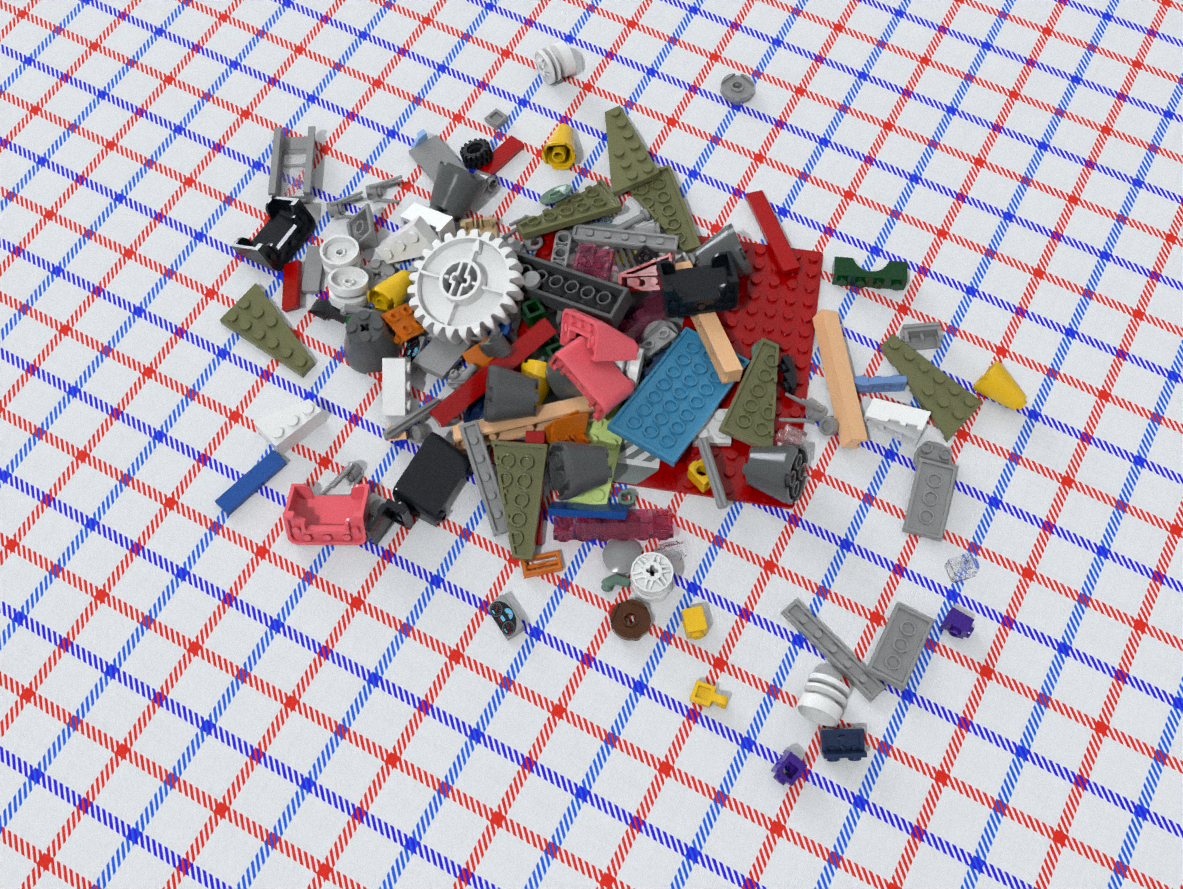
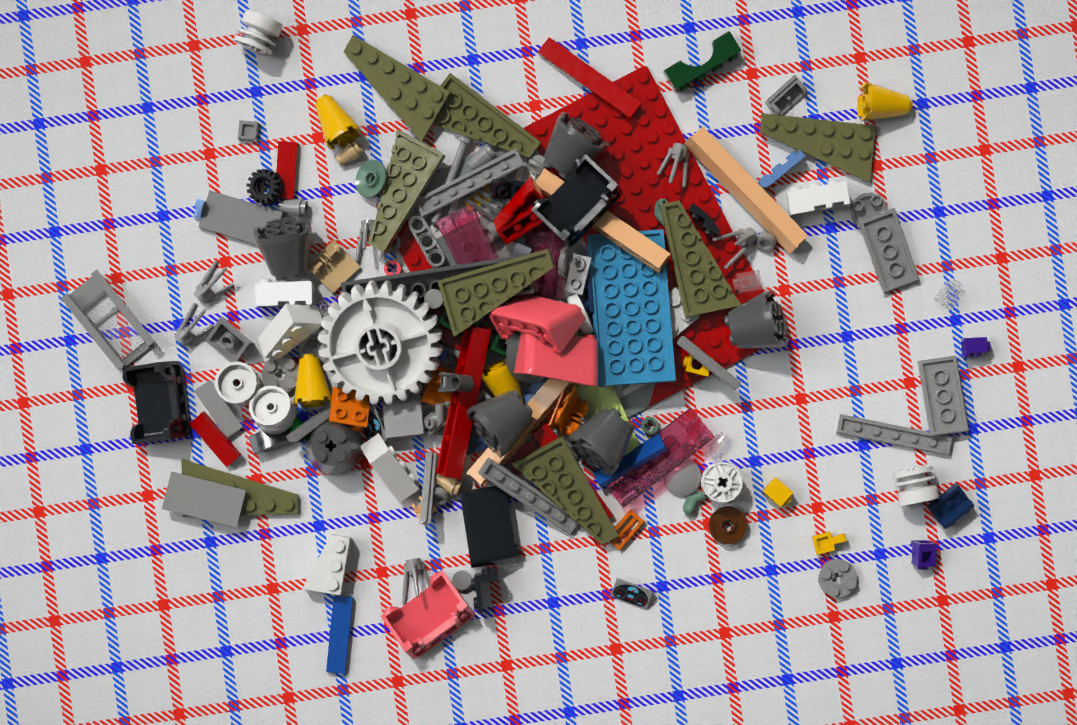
camera: 40 degrees left, 25 degrees up
(244, 315) = (204, 499): none -> light grey tile
(430, 426) = (451, 485): none -> tan cone
(555, 171) = (350, 152): none -> tan cone
(566, 289) = (480, 291): none -> olive wing
(683, 741) = (834, 588): none -> light grey plate
(802, 318) = (678, 153): none -> light grey plant

